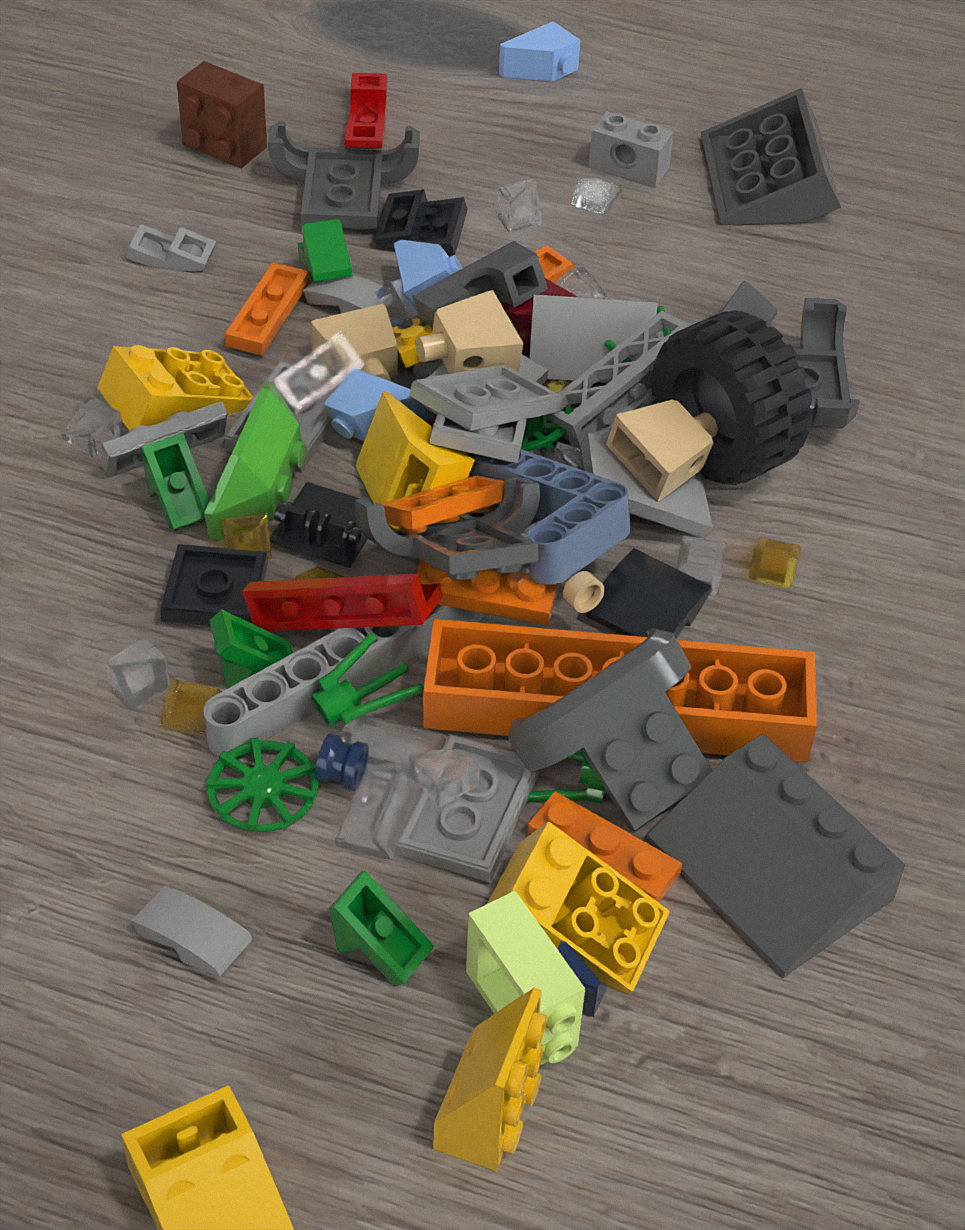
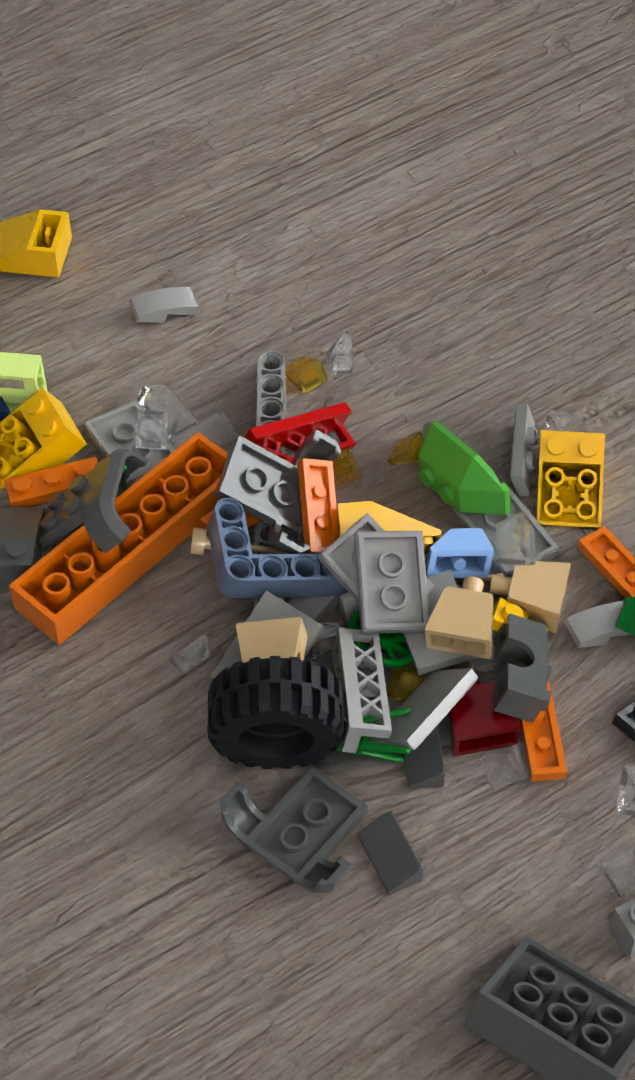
camera: 130 degrees right, 5 degrees up
(175, 481) = (476, 428): green slope -> none
(210, 580) = (382, 417): black plate -> none
(245, 647) = (311, 391): green slope -> none
(263, 784) = (224, 372): green wheel -> none
(320, 525) = (392, 489): black hinge -> none
(341, 761) = (204, 402): dark blue wheel -> none
(342, 702) = (241, 419): green plant -> none
(376, 925) = (89, 355): green slope -> none
(397, 303) = (567, 640): clear slope -> none
(423, 265) = (586, 670): light blue slope -> none
(648, 595) = (189, 609): black slope -> none
(774, 562) = (164, 705): clear yellow slope -> none

